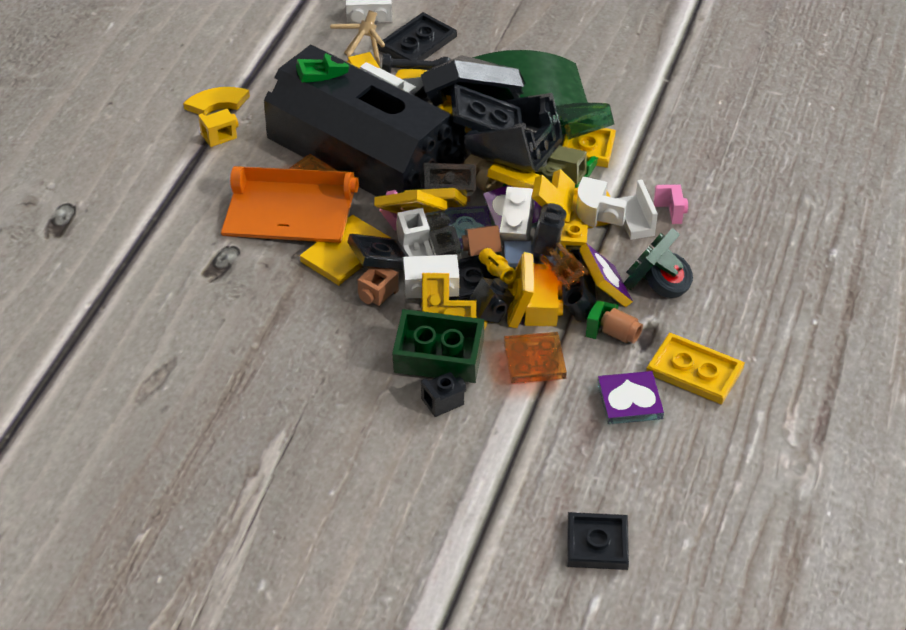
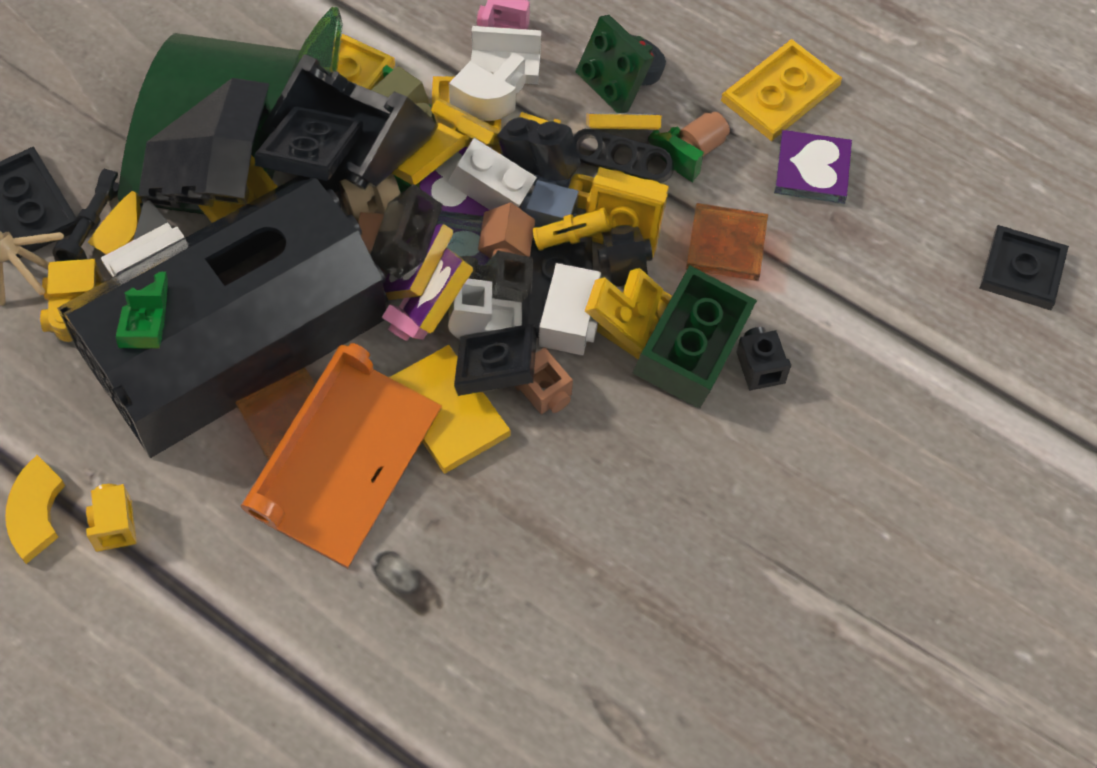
camera: 75 degrees left, 15 degrees up
(567, 269) = (617, 151): clear orange arm -> none

